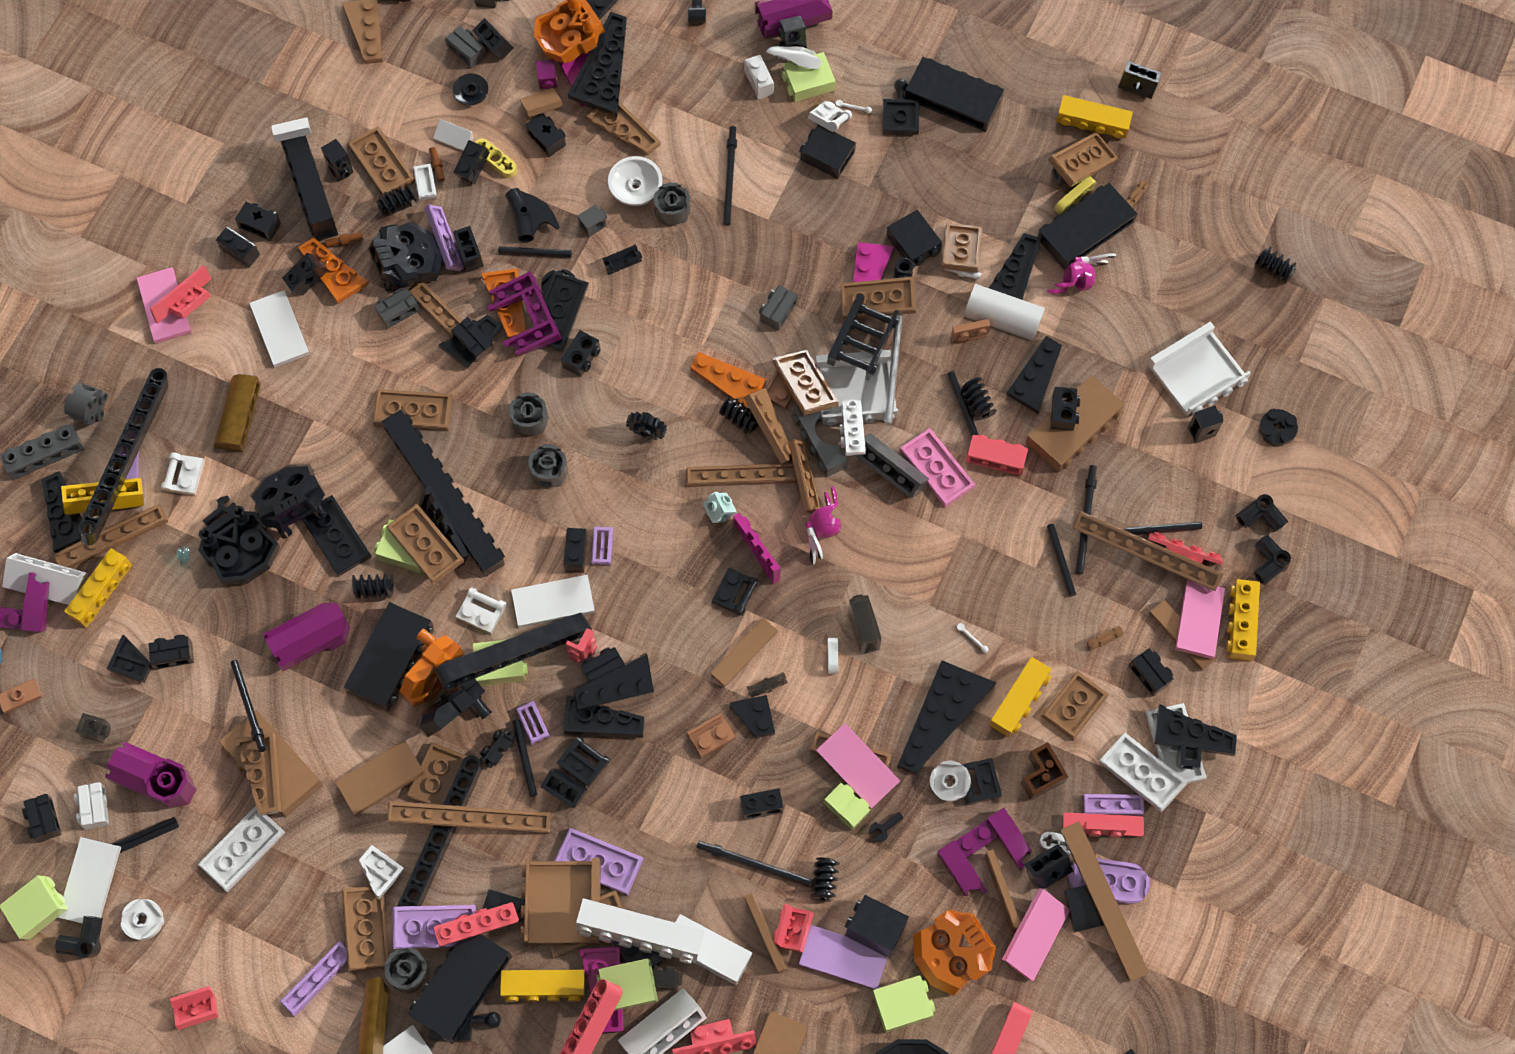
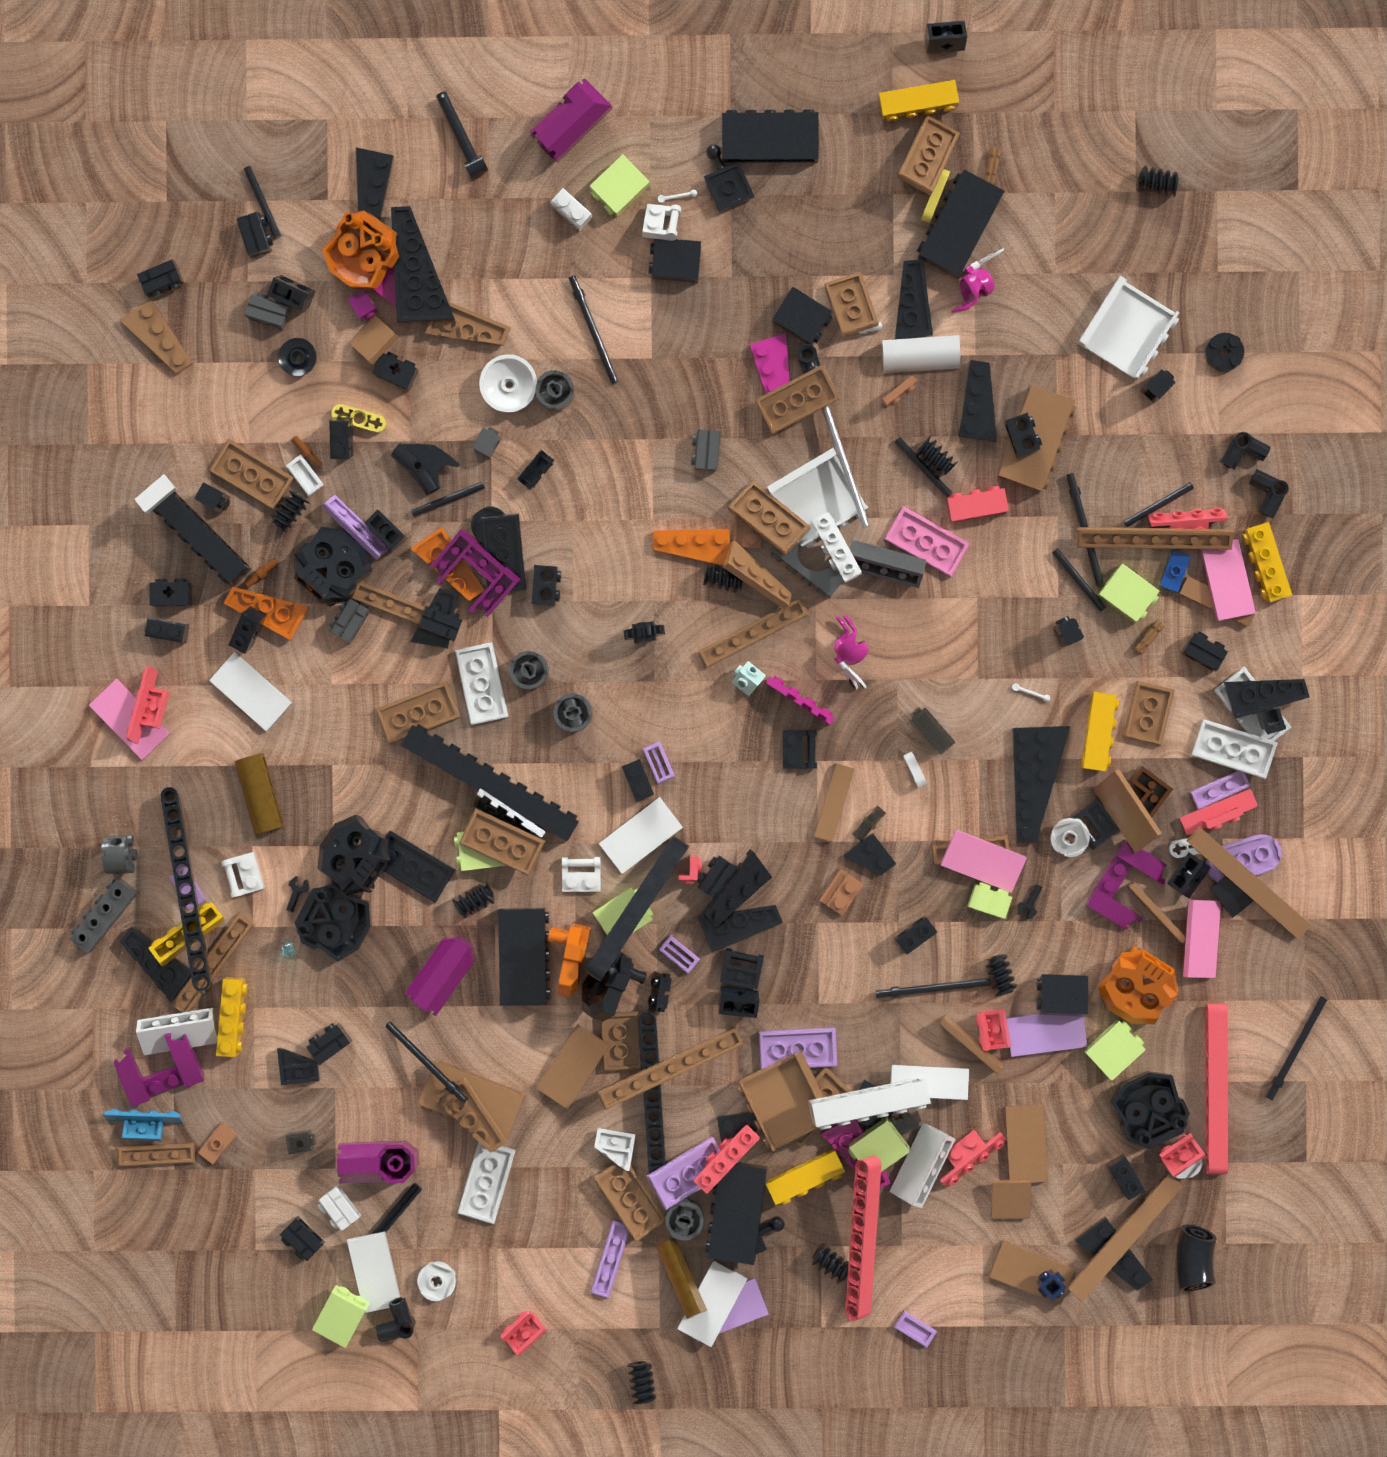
camera: 20 degrees left, 20 degrees up
(452, 135) = (306, 414): white slope -> none
(481, 411) = (481, 683): none -> white tile
(524, 758) = (688, 988): black bar -> none
(792, 32) = (585, 152): black brick -> none
(798, 55) = (599, 172): white animal -> none
(804, 475) = (811, 610): medium nougat tile -> none
(851, 323) = (788, 460): black fence -> none
(1015, 777) = (1127, 811): none -> medium nougat tile
(1031, 594) = (1068, 631): none -> black brick
(1102, 589) = (1129, 593): none -> yellowish green brick
(1154, 591) = (1175, 571): none -> blue plate

